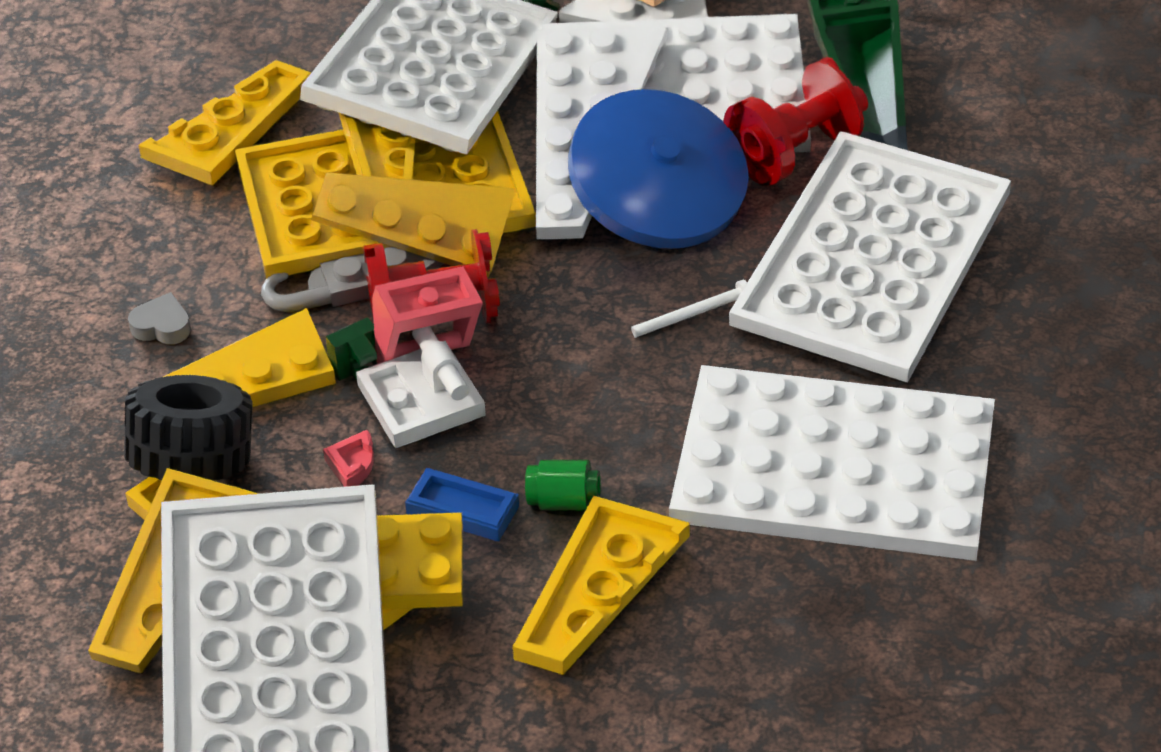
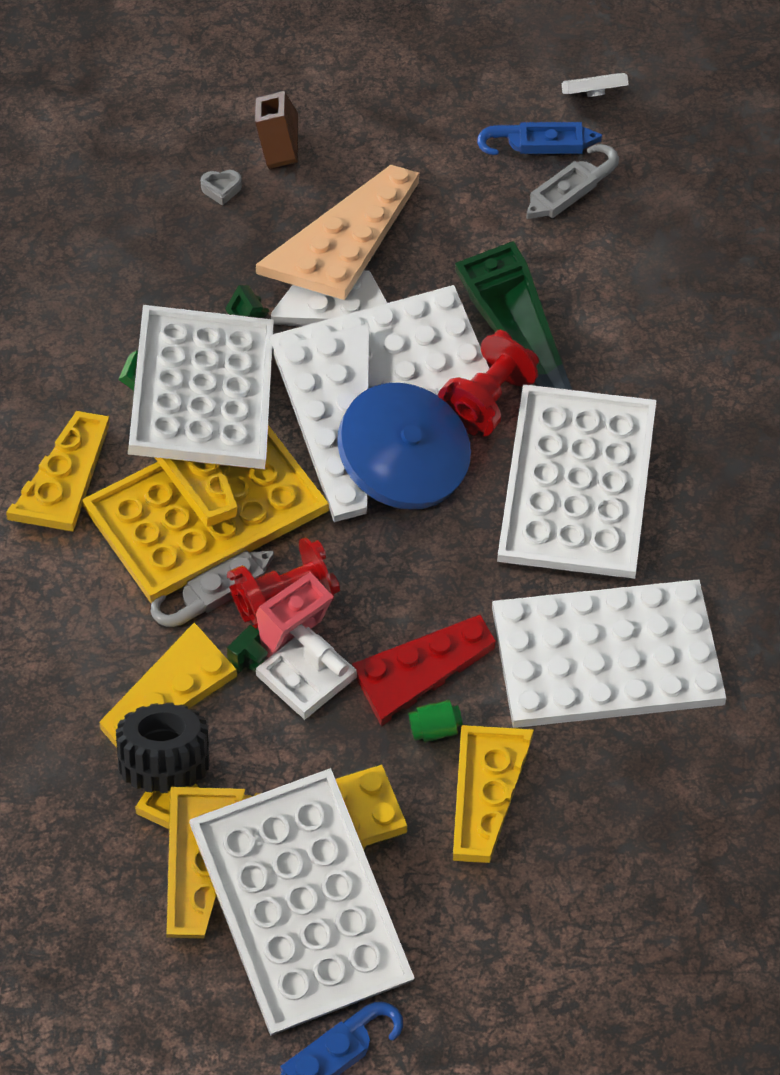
camera: 20 degrees left, 10 degrees up
(160, 320) = (89, 656): light grey tile -> none
(351, 458) = (277, 736): coral tile -> none
(415, 214) = (250, 531): yellow wing -> none
(483, 507) = (369, 750): blue tile -> none
(562, 420) = (409, 670): none -> red wing
(689, 311) = (495, 533): white piece -> none

